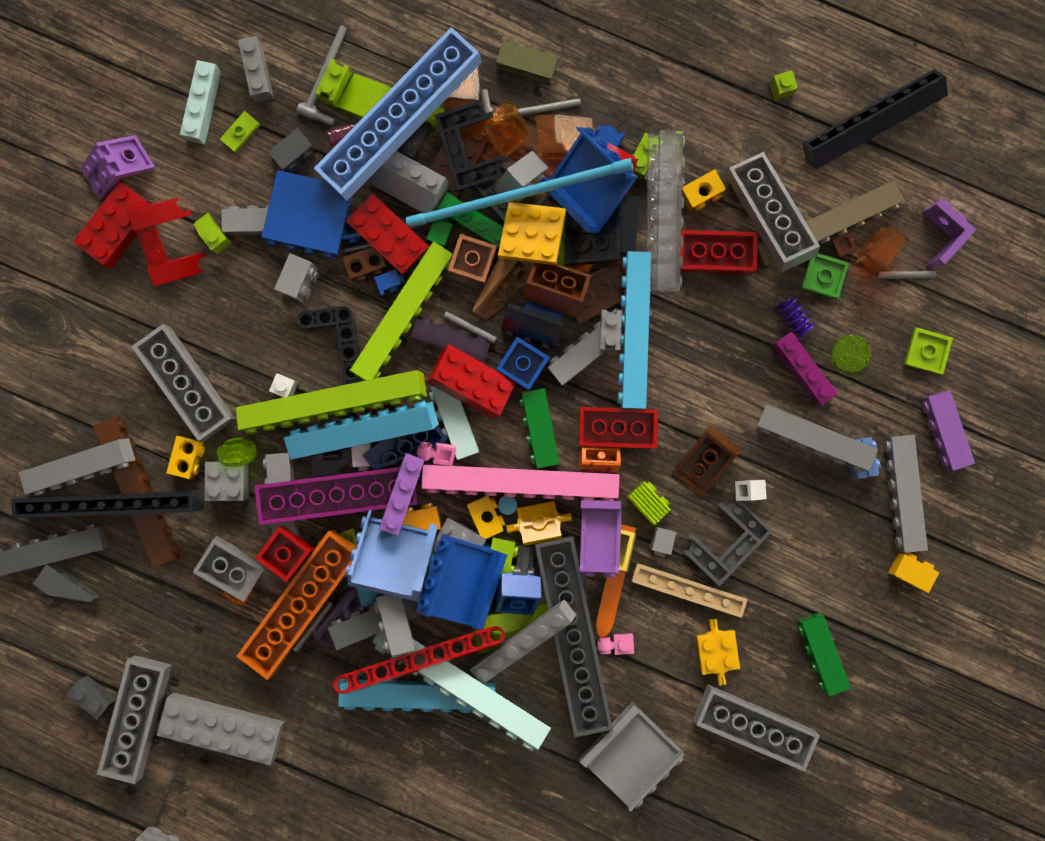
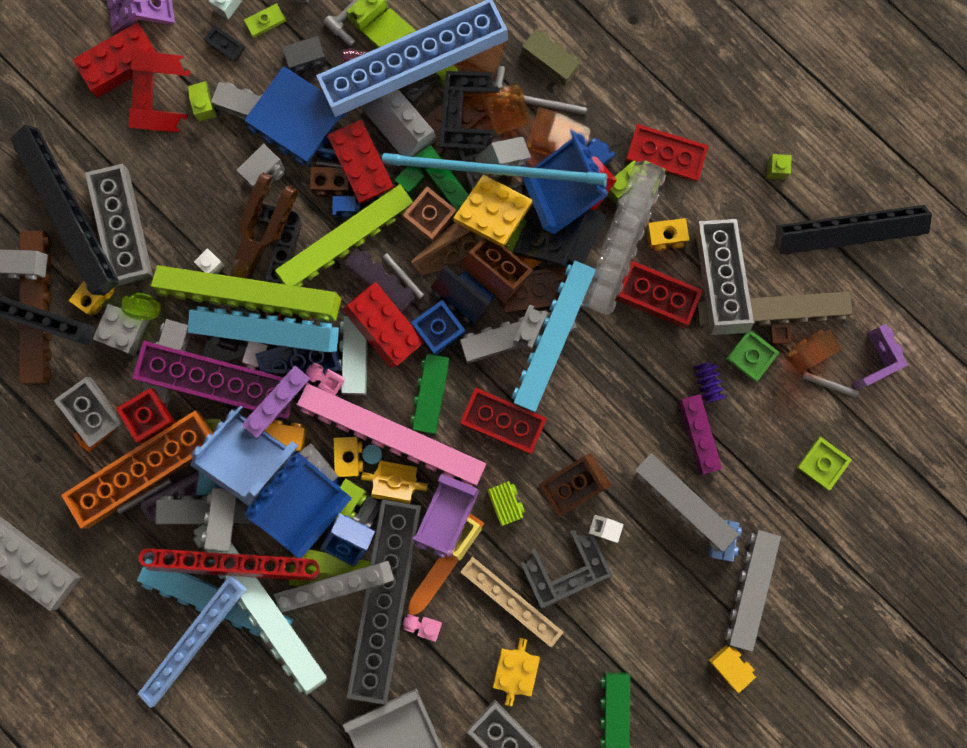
camera: 20 degrees right, 5 degrees down
(126, 389) = (64, 211): none -> black brick
(211, 169) = (224, 43): none -> black plate
(318, 359) = (250, 251): none -> reddish brown piece
(412, 741) = (192, 641): none -> light blue plate
(599, 459) = (474, 444): orange brick -> none
(662, 541) = (504, 545): light grey brick -> none
(672, 112) = (671, 152): none -> red plate
(851, 353) = (750, 438): clear neon green tile -> none
(948, 430) = (814, 545): medium lavender brick -> none

